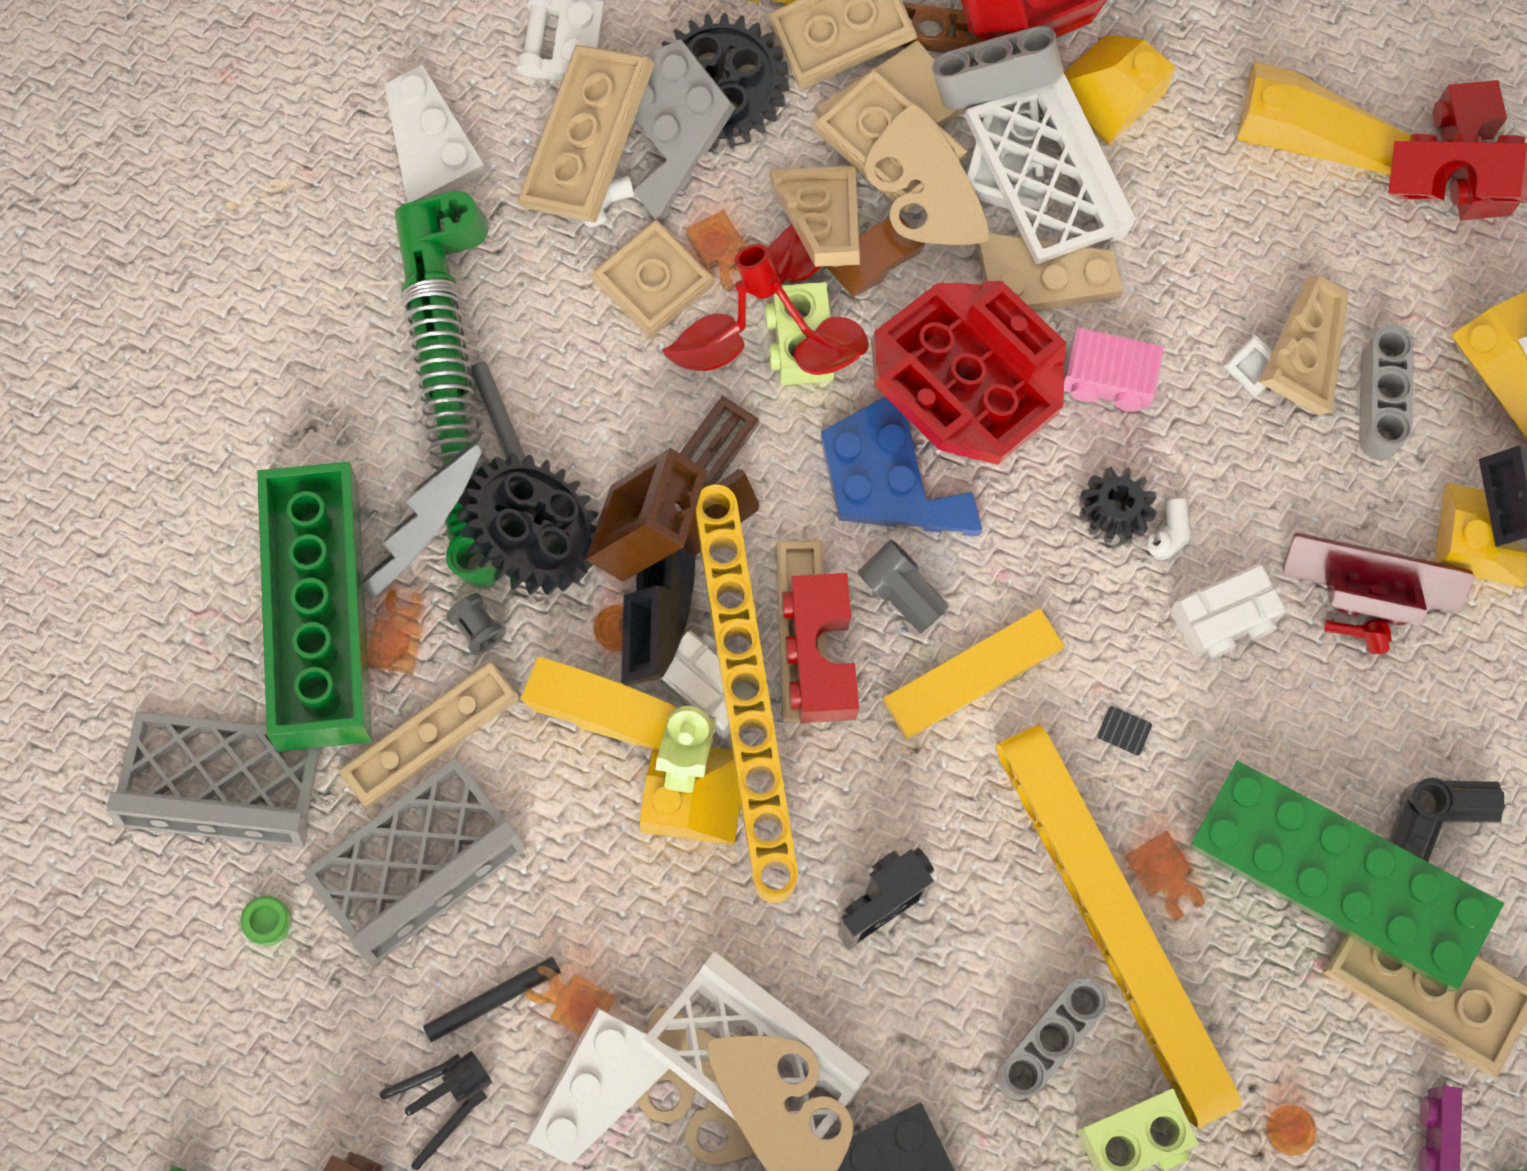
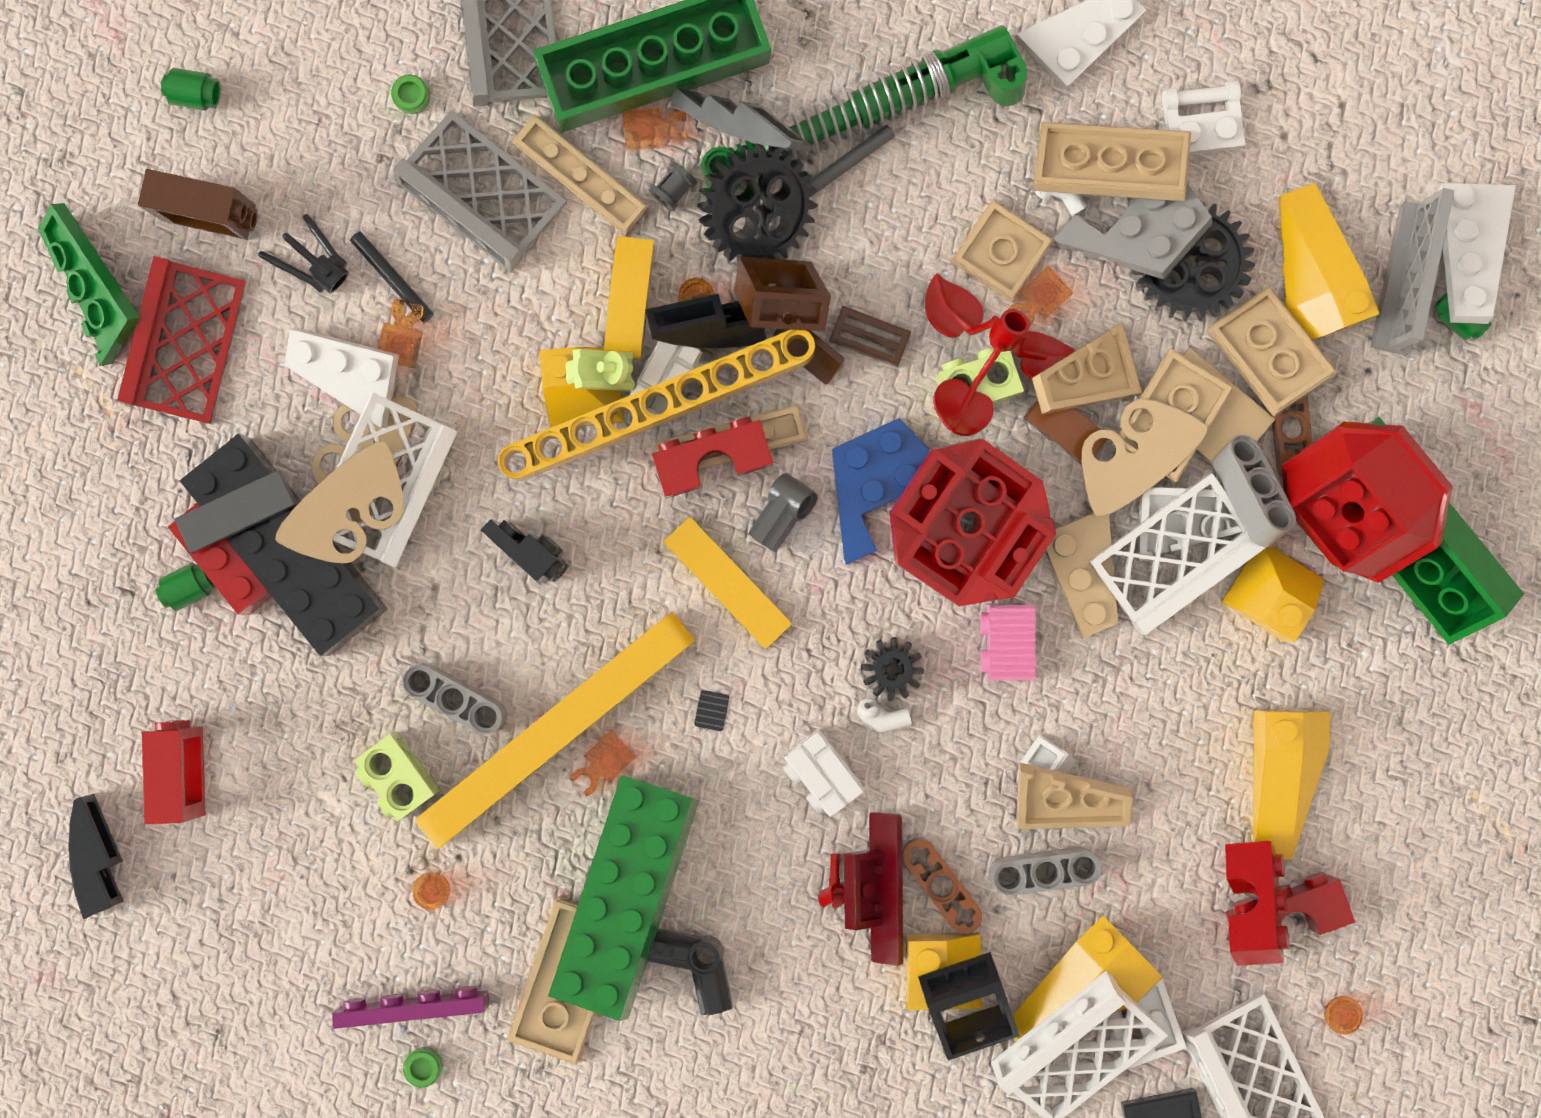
camera: 85 degrees right, 15 degrees up
(1394, 496) = (950, 913): none -> dark orange beam

